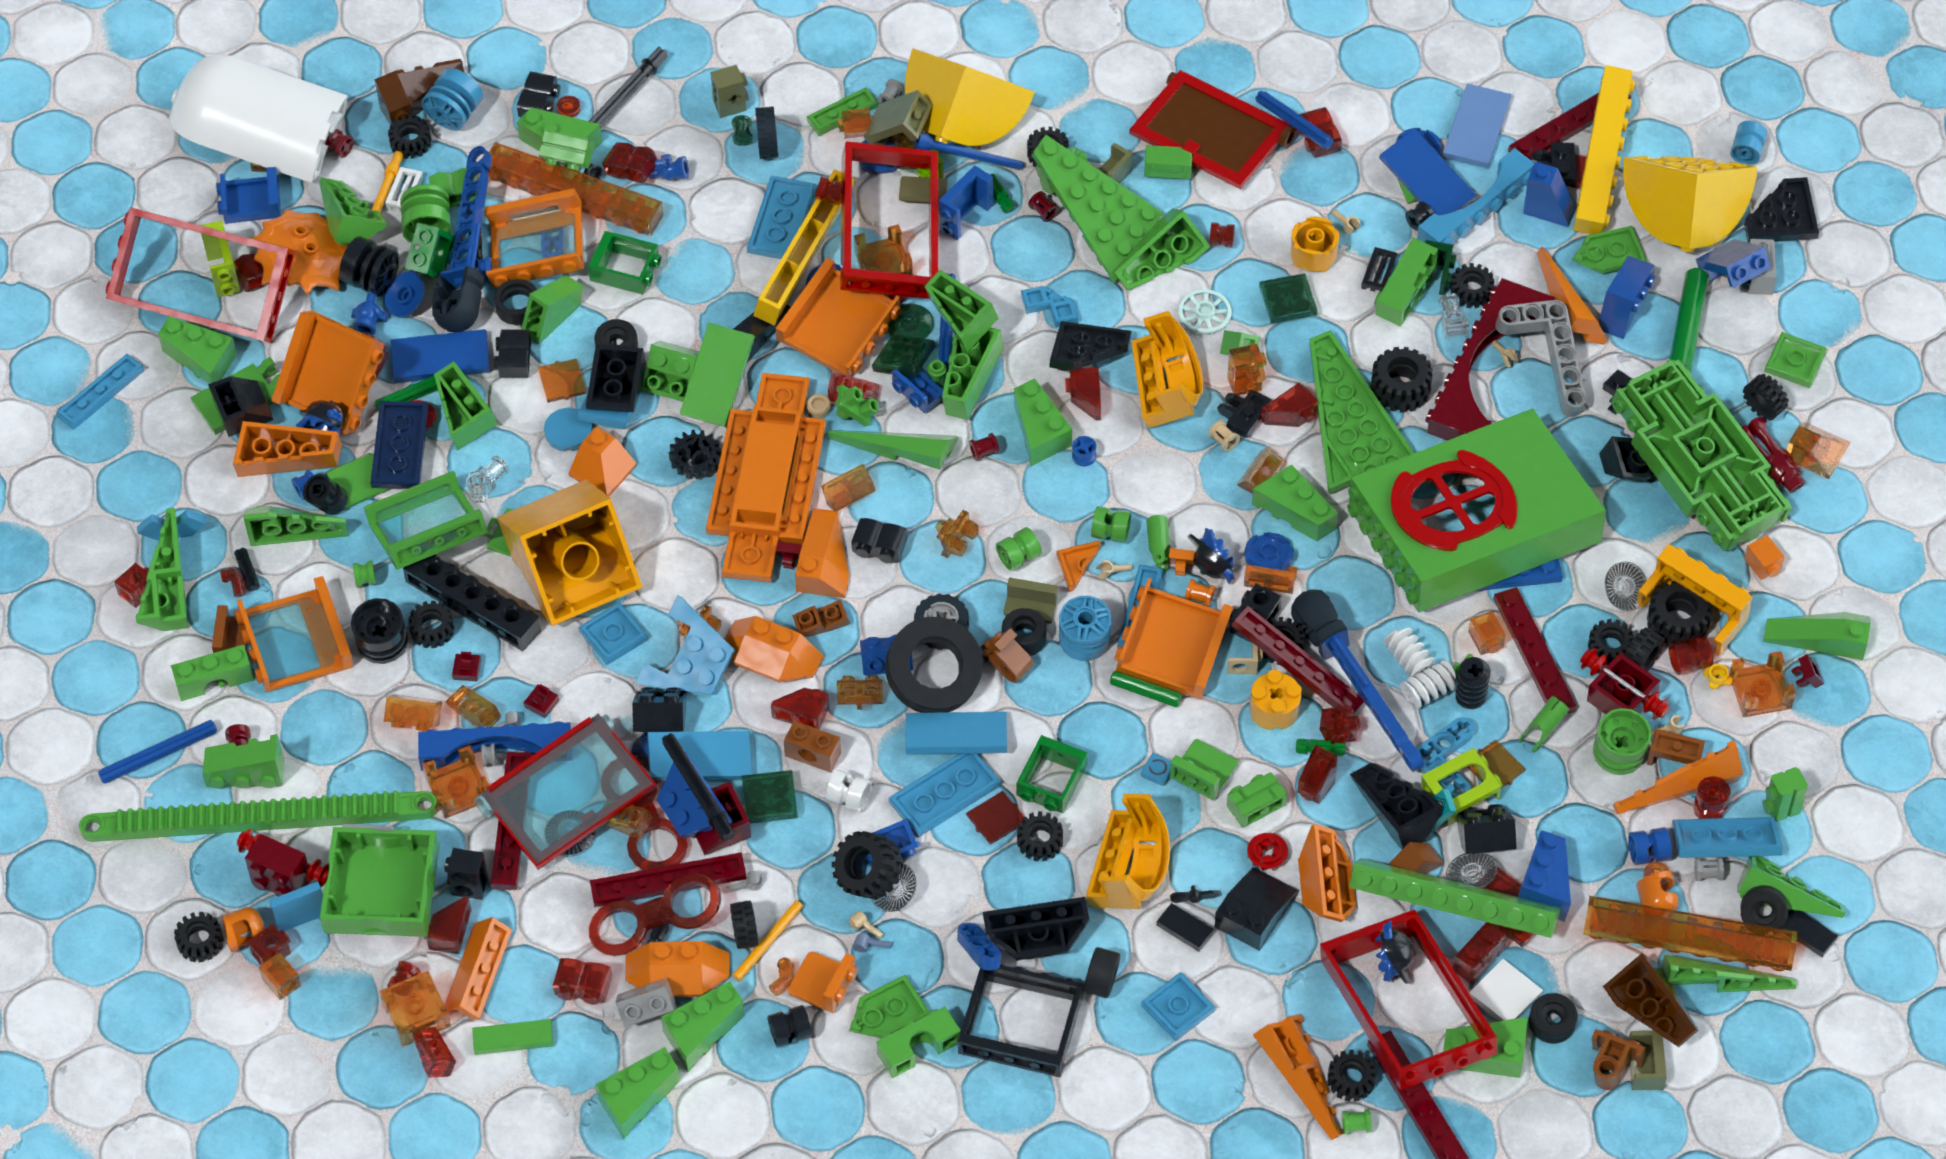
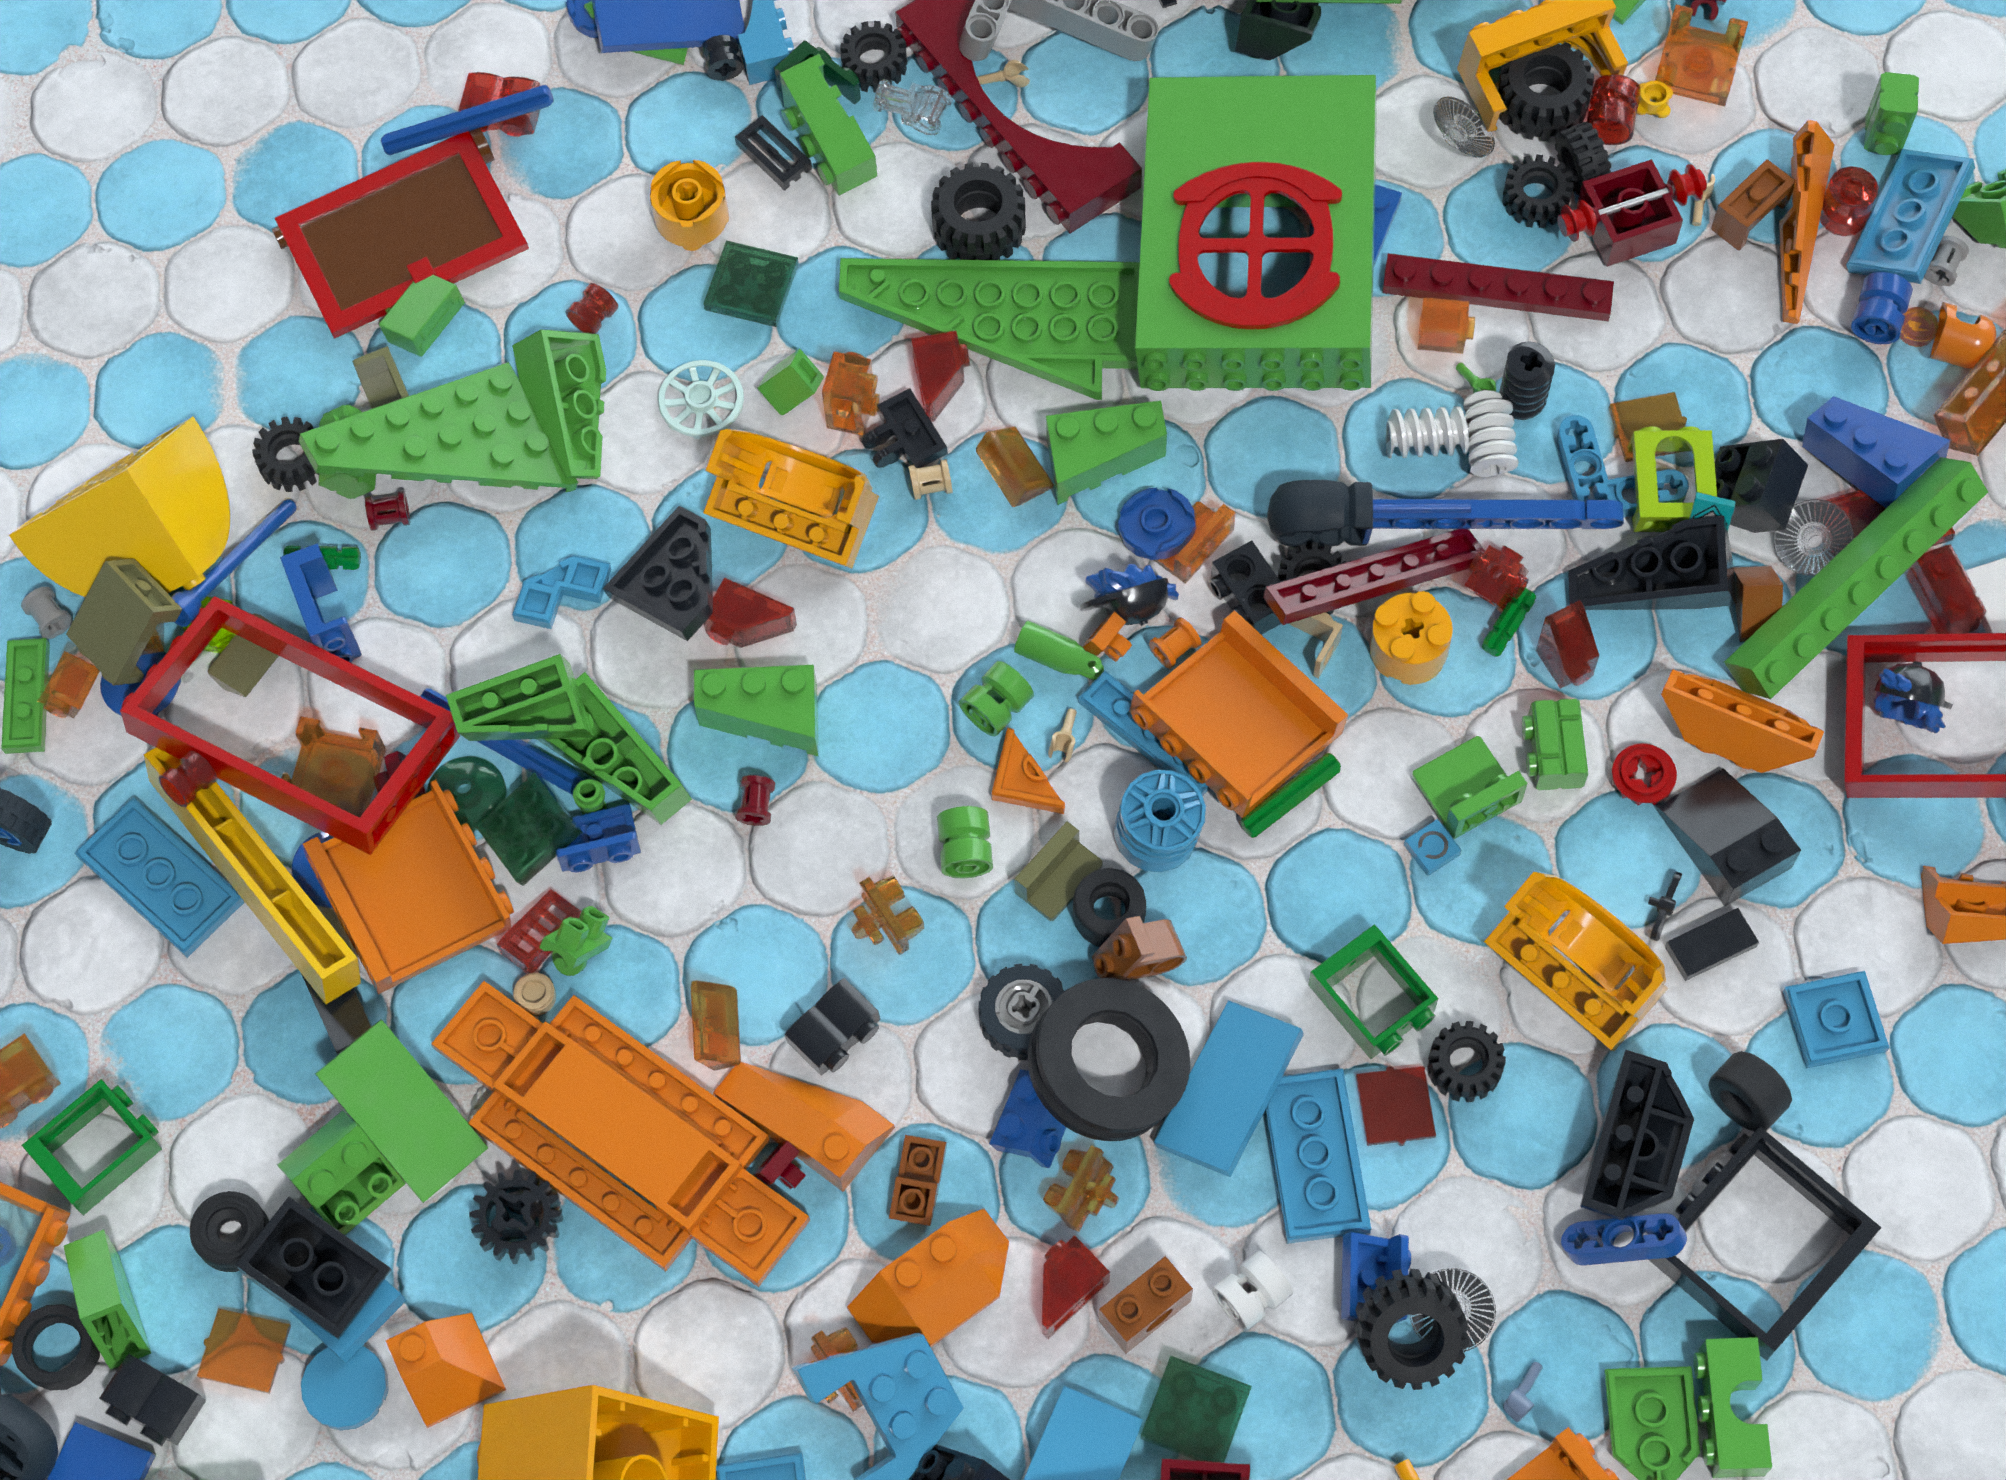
camera: 60 degrees left, 10 degrees up
(859, 919) = (1477, 1389): tan hand -> none
(920, 448) = (700, 888): bright green wedge -> none
(1088, 446) = (838, 664): blue wheel -> none
(1347, 221) = (671, 150): tan hand -> none
(1546, 720) = (1624, 326): bright green piece -> none
(1621, 741) = (1712, 254): bright green wheel -> none

